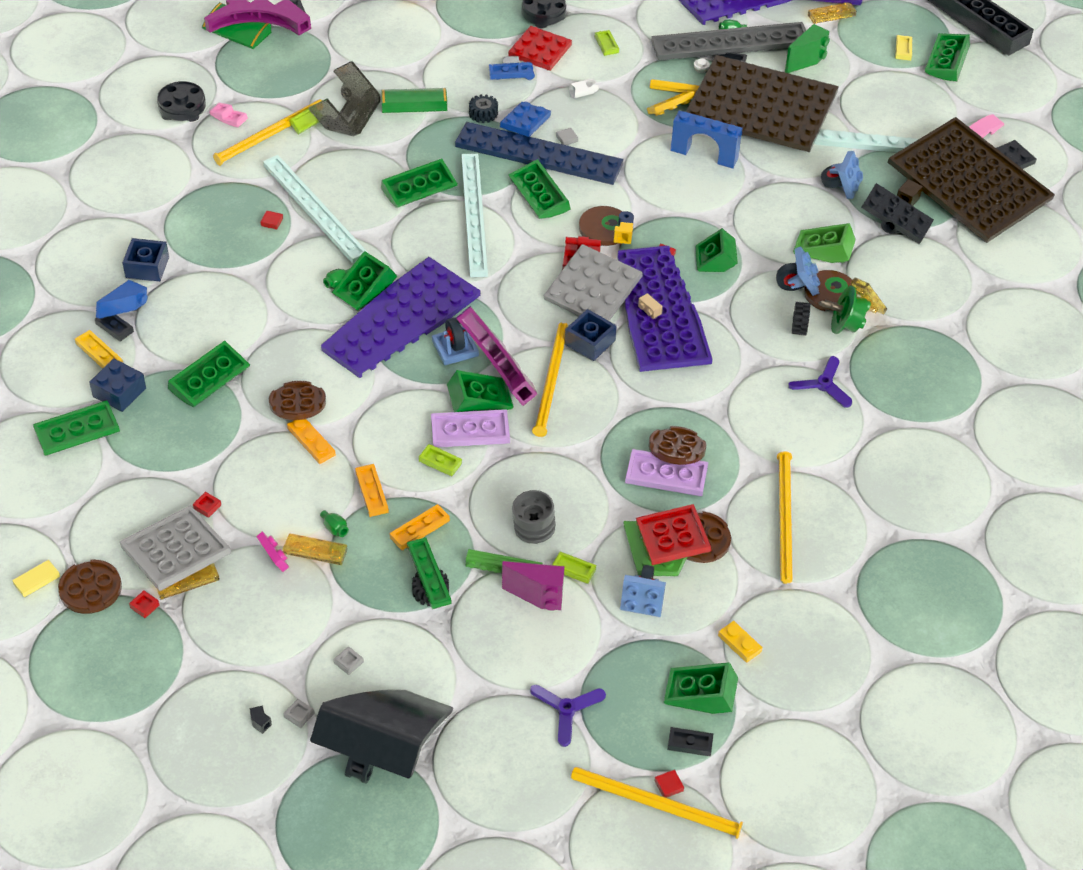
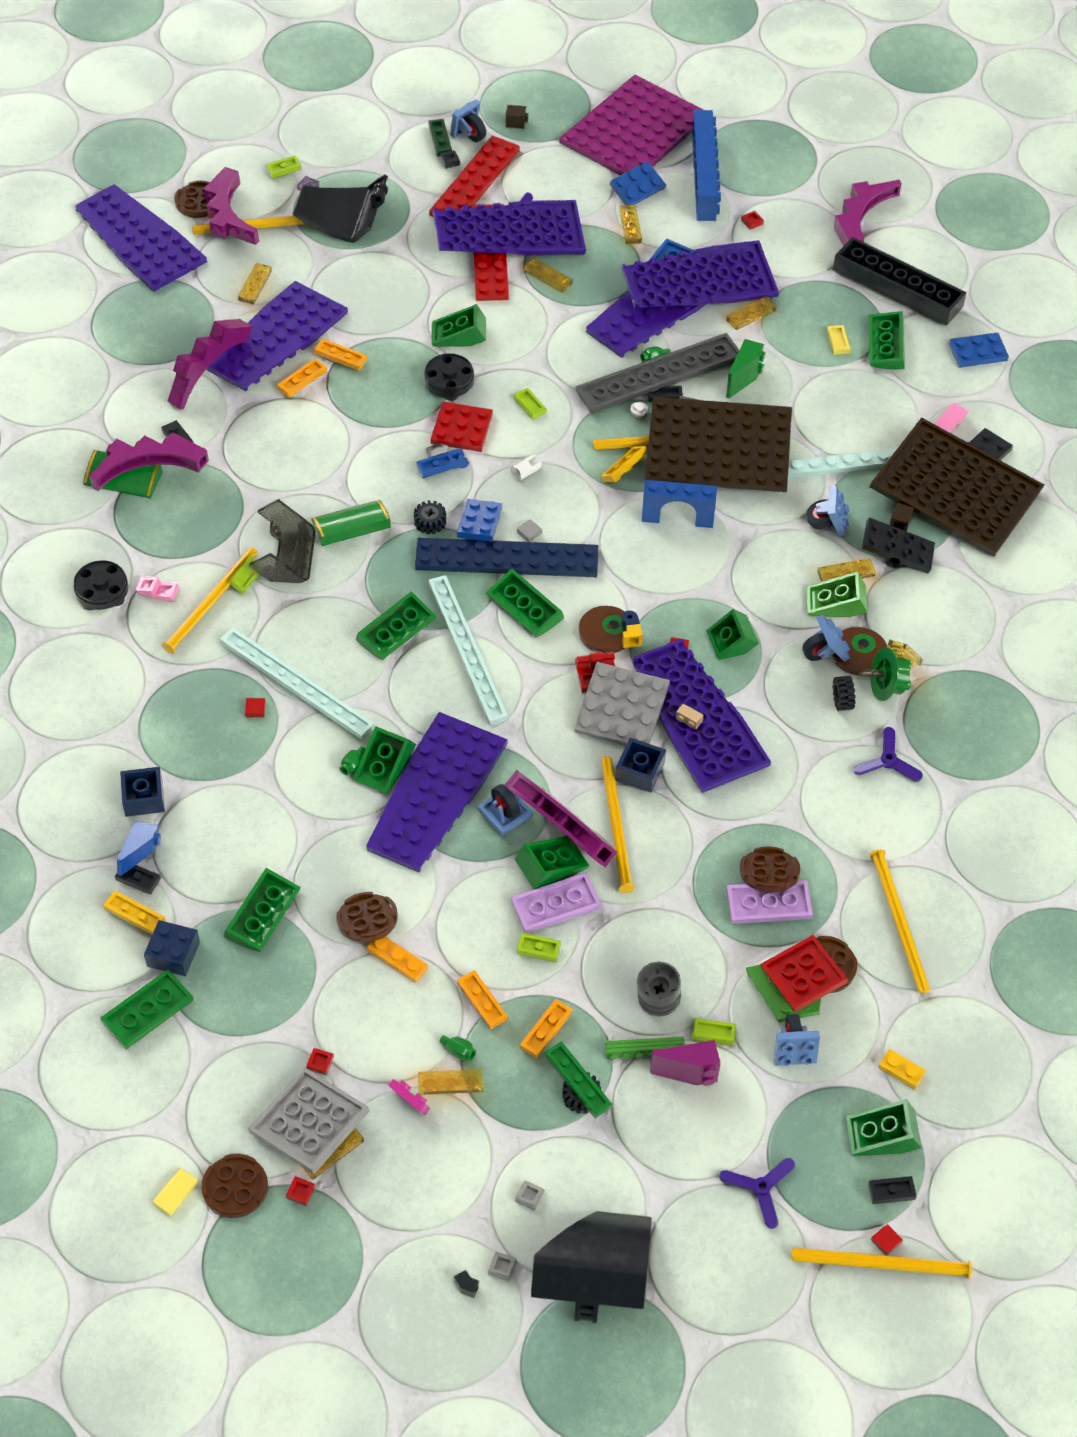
camera: 15 degrees left, 5 degrees up
(858, 225) = (864, 567): none -> clear yellow plate
(1031, 79) = (978, 350): none -> blue plate

